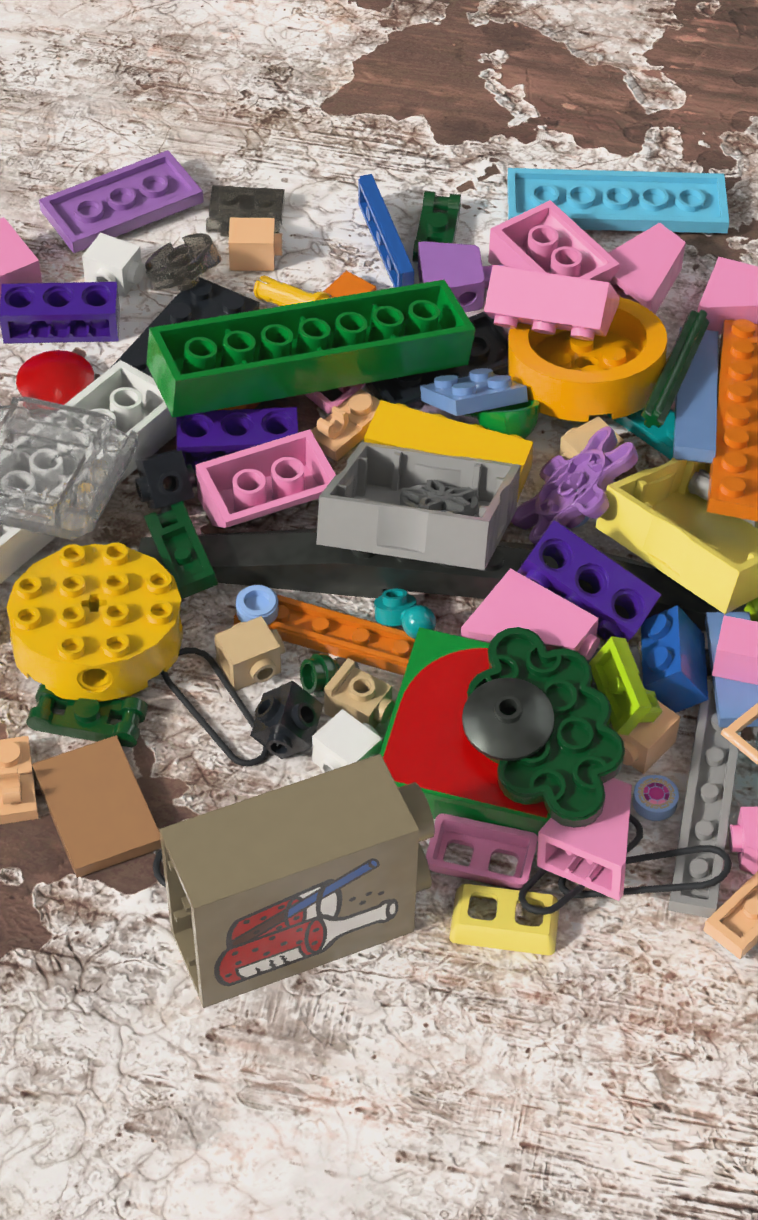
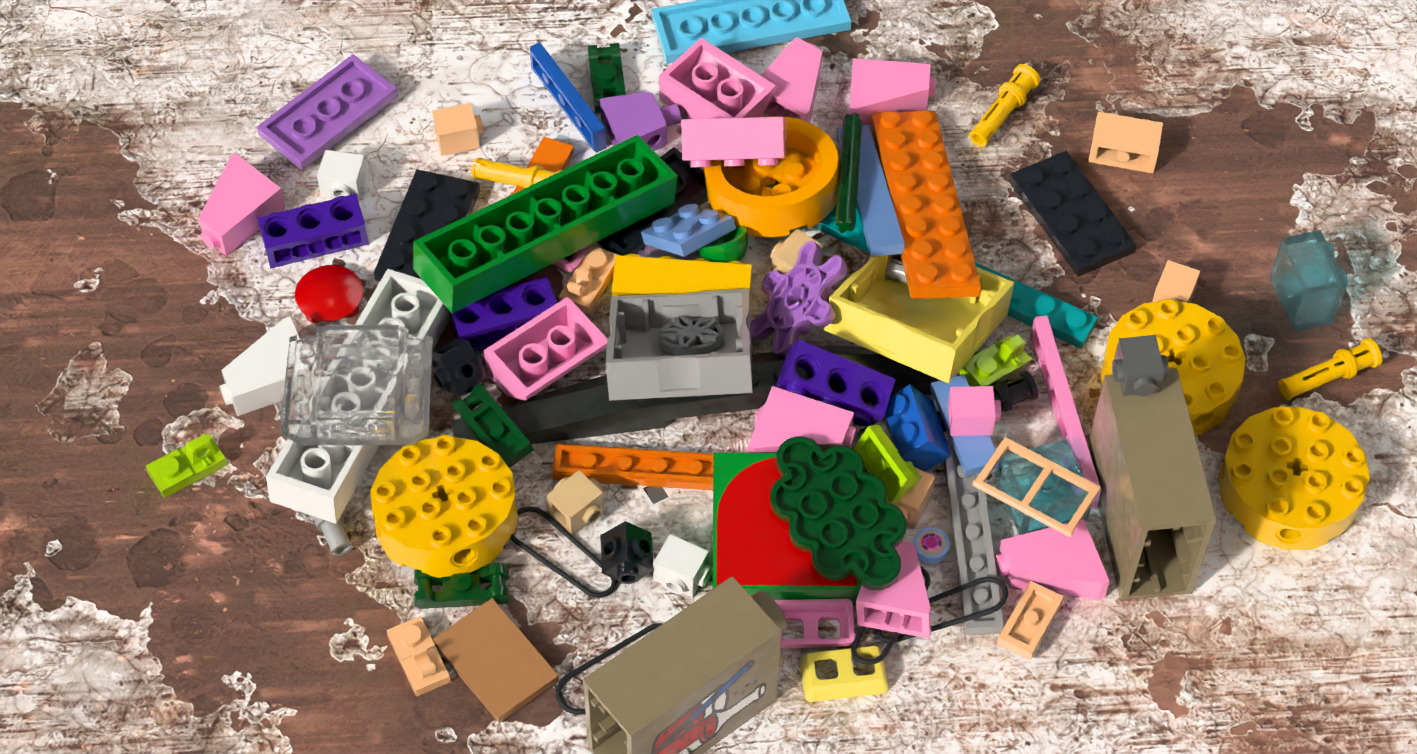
camera: 15 degrees left, 5 degrees up
(182, 264) = (402, 161): clear smoke plate -> none
(243, 203) = (435, 92): clear smoke plate -> none
(257, 602) = (569, 458): light blue tile -> none
(317, 672) = (639, 507): dark green plate -> none
(359, 695) = (676, 517): tan brick -> none
(399, 608) = (683, 435): teal plate -> none
(504, 735) = (809, 530): pearl dark grey dish -> none

